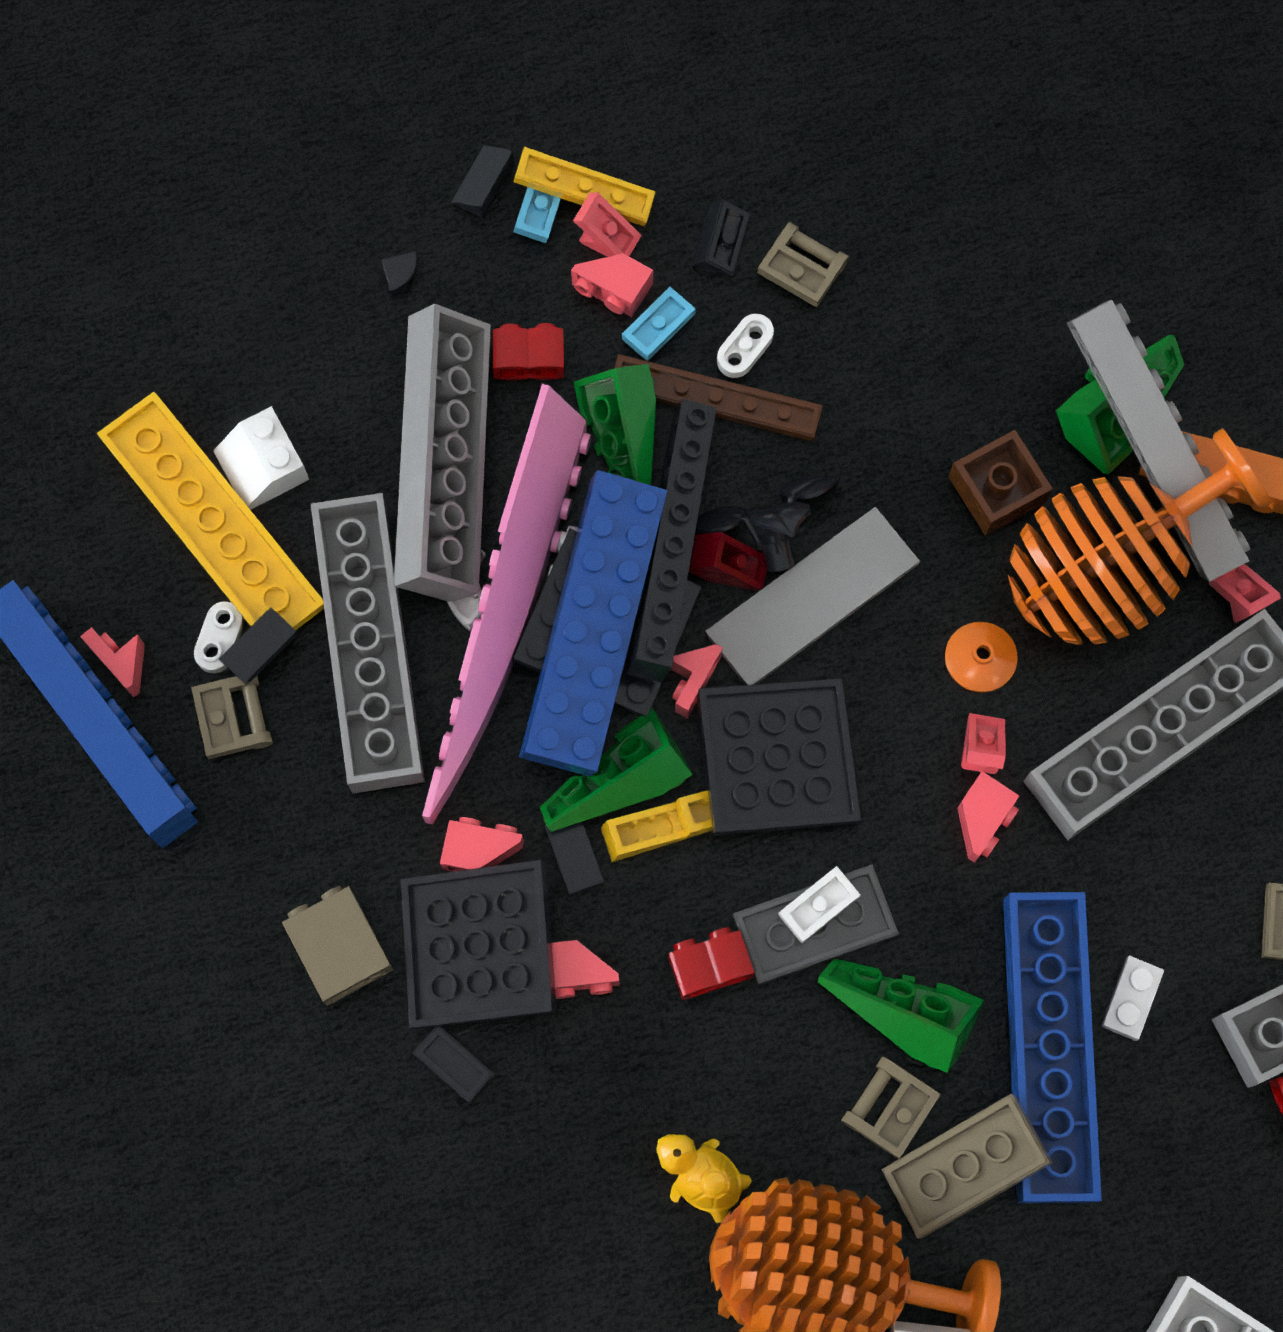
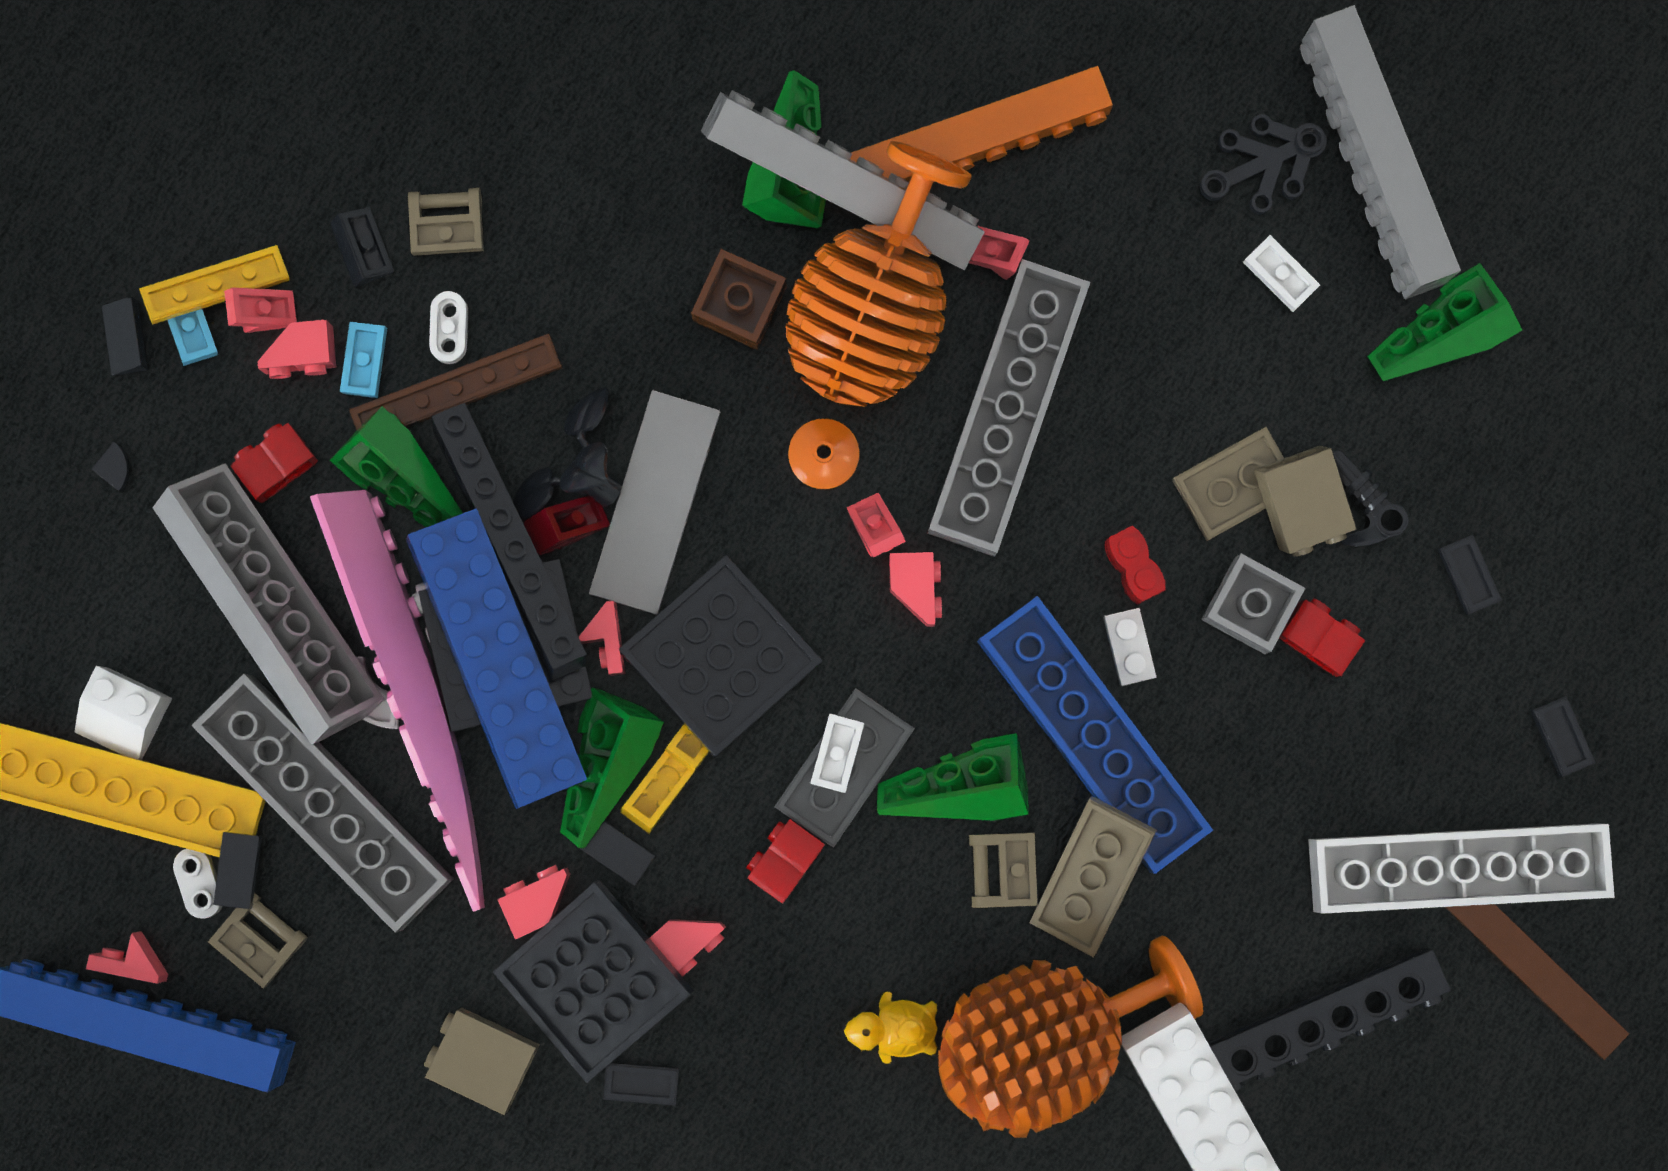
camera: 35 degrees left, 10 degrees up
(1185, 920) = (1130, 556): none -> red brick

